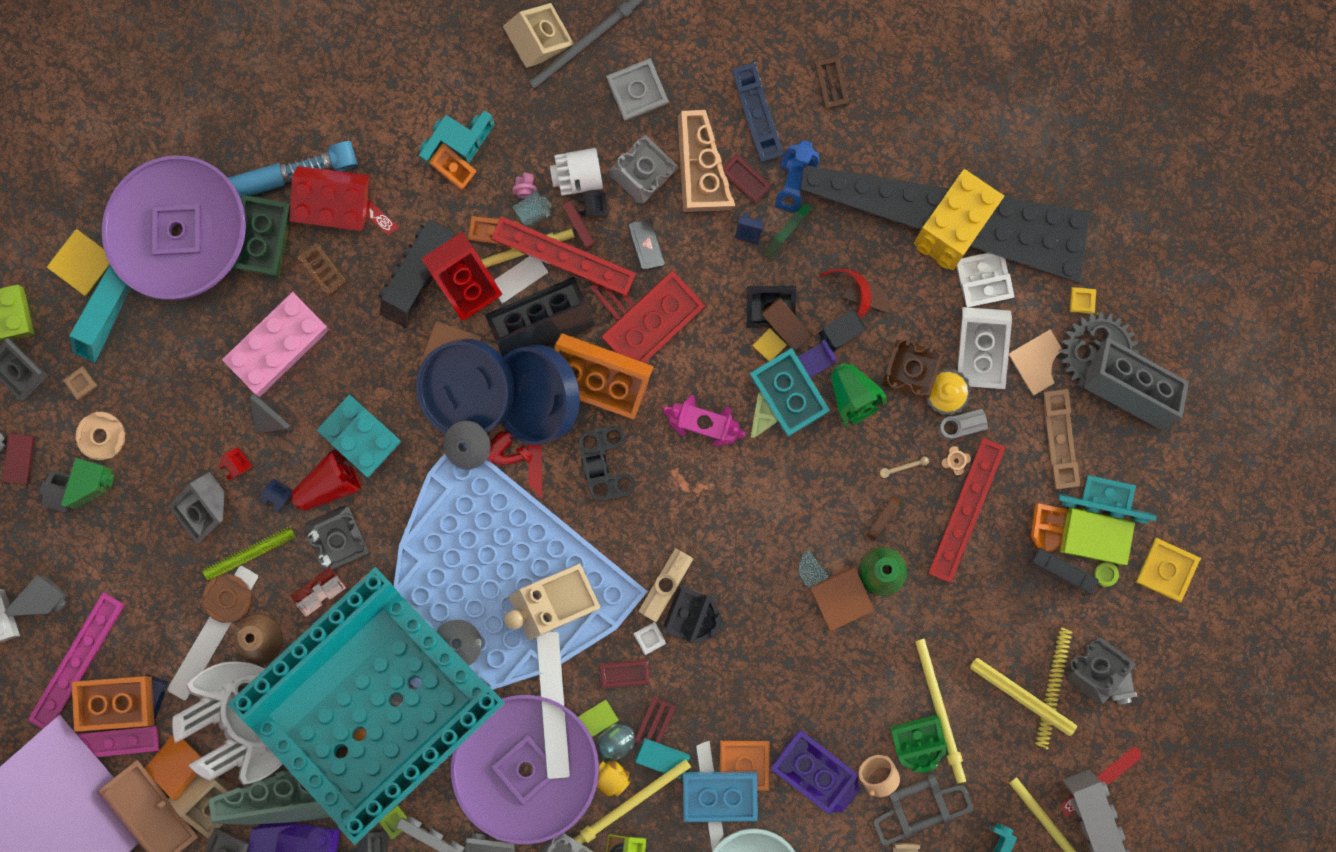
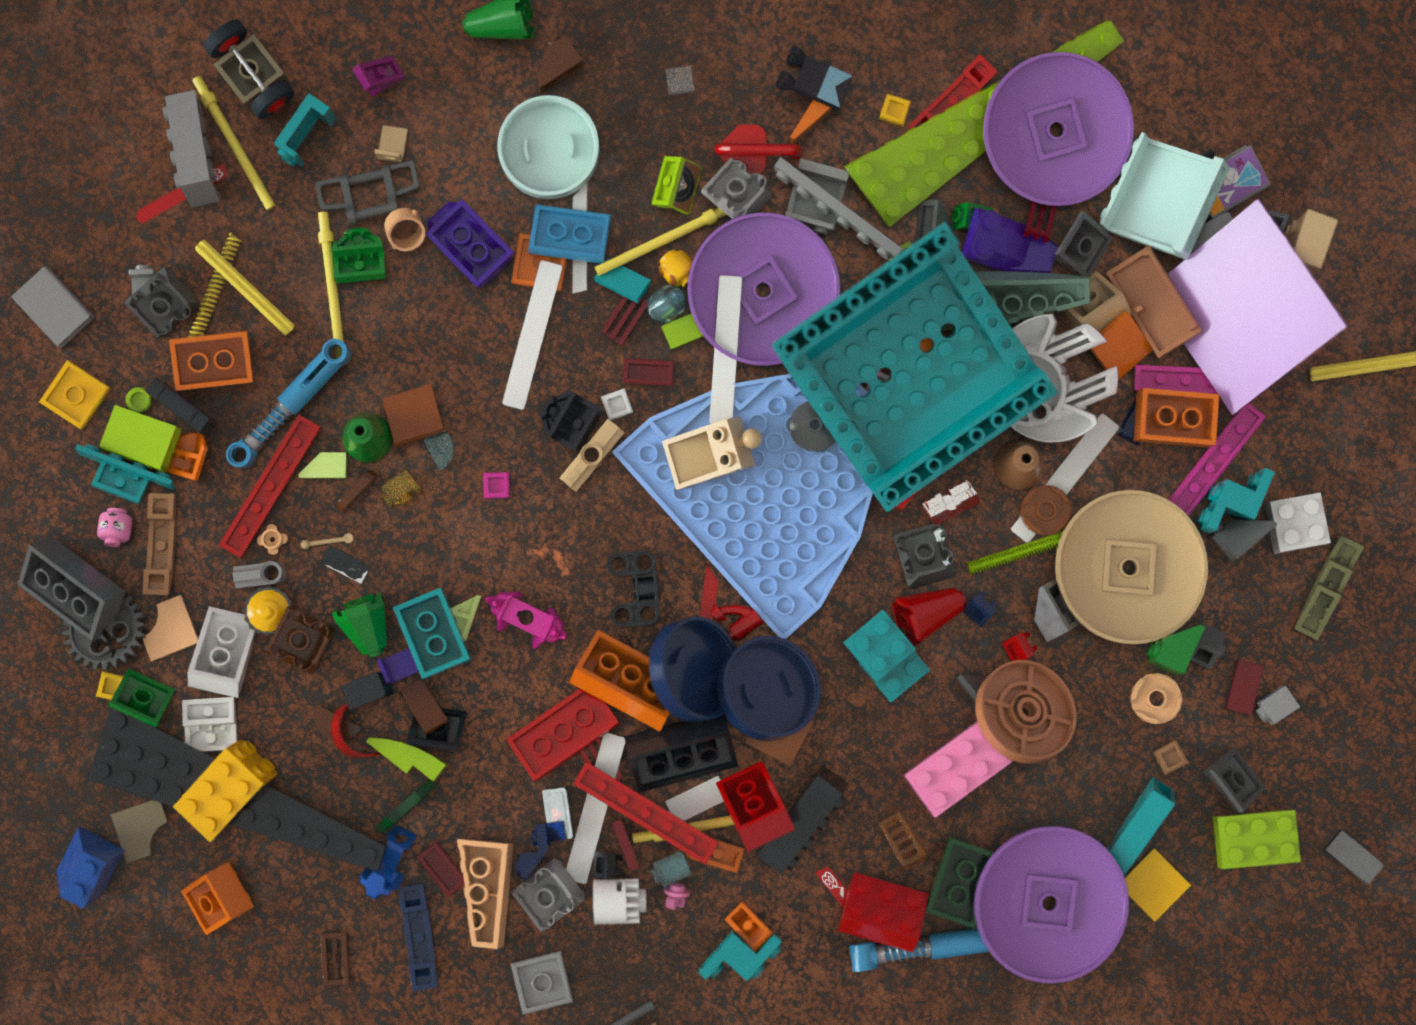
camera: 170 degrees left, 0 degrees up
(47, 632) = (1235, 500): none -> teal bracket
(104, 548) = (1166, 558): none -> tan dish
(198, 405) = (1047, 703): none -> nougat piece
(477, 445) = (766, 634): dark grey dish -> none
(612, 252) = (594, 812): none -> white sticker
(665, 198) = (530, 860): none -> clear blue slope
(741, 694) = (532, 335): none -> white sticker
(749, 229) = (447, 814): dark blue tile -> none
(752, 544) = (496, 485): none -> dark pink tile
(769, 345) = (445, 688): yellow tile -> none
(794, 275) = (409, 756): none -> lime slope
(842, 525) = (400, 489): none -> clear yellow brick
(883, 448) = (345, 564): none -> black sticker
(916, 538) = (326, 466): none -> yellowish green tile
(949, 120) = (217, 898): none -> orange slope
(960, 593) = (291, 401): none -> dark azure piece
(1035, 173) = (137, 828): none -> dark tan tile
(1042, 620) = (211, 360): none -> orange brick
(1052, 292) = (142, 697): none -> green slope
(1075, 129) = (87, 867): none -> blue slope
(1106, 449) = (114, 527): none -> bright pink head
(1204, 651) = (53, 307): none -> light grey piece

